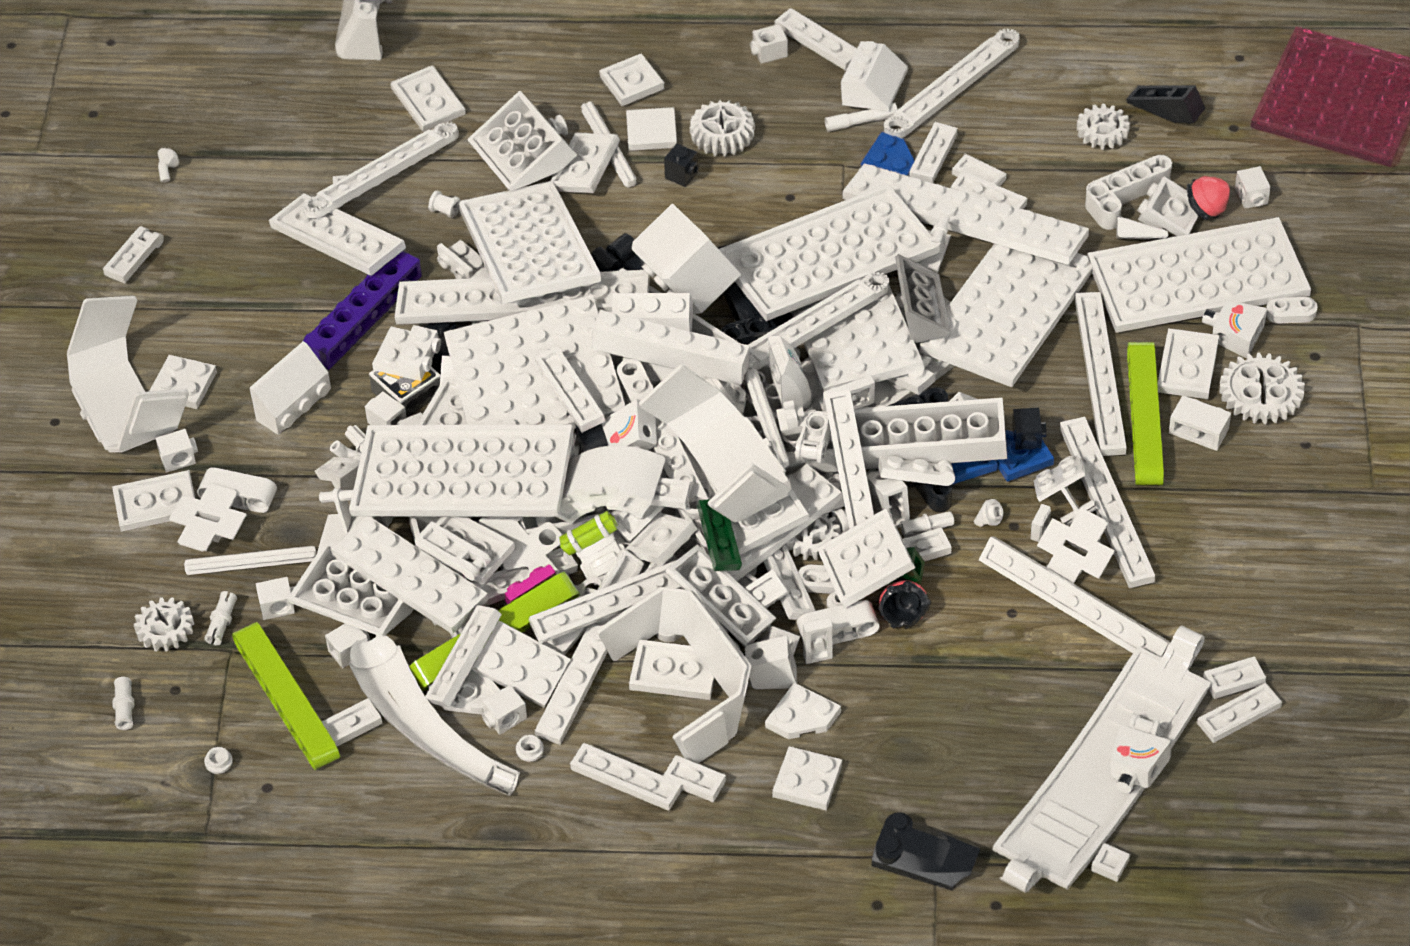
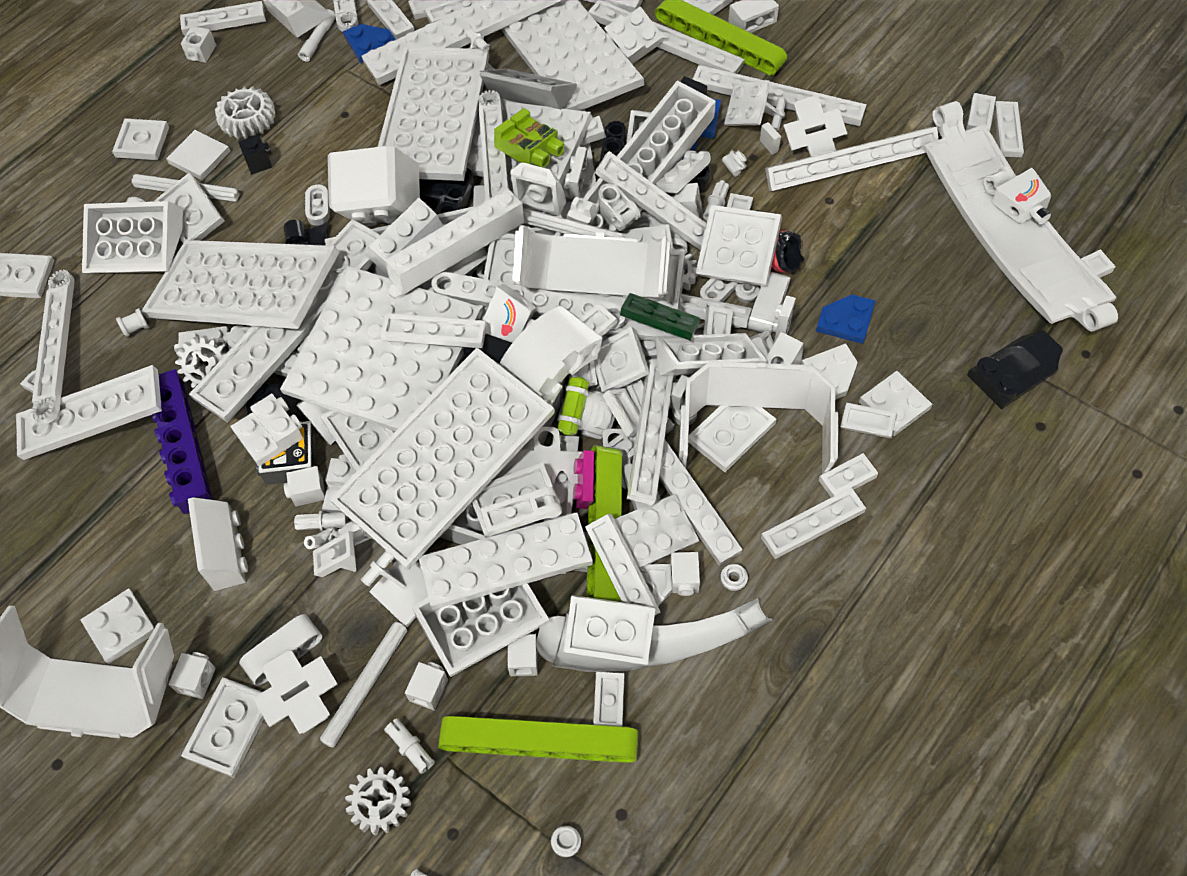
camera: 55 degrees left, 10 degrees up
(404, 679) = (609, 629): none -> white plate
(440, 265) = (199, 353): none -> white gear
(766, 763) = (869, 420): none -> white tile
(836, 343) = (527, 139): none -> lime hips
(875, 695) = (847, 318): none -> blue plate
(1072, 344) = (634, 34): none -> white plate

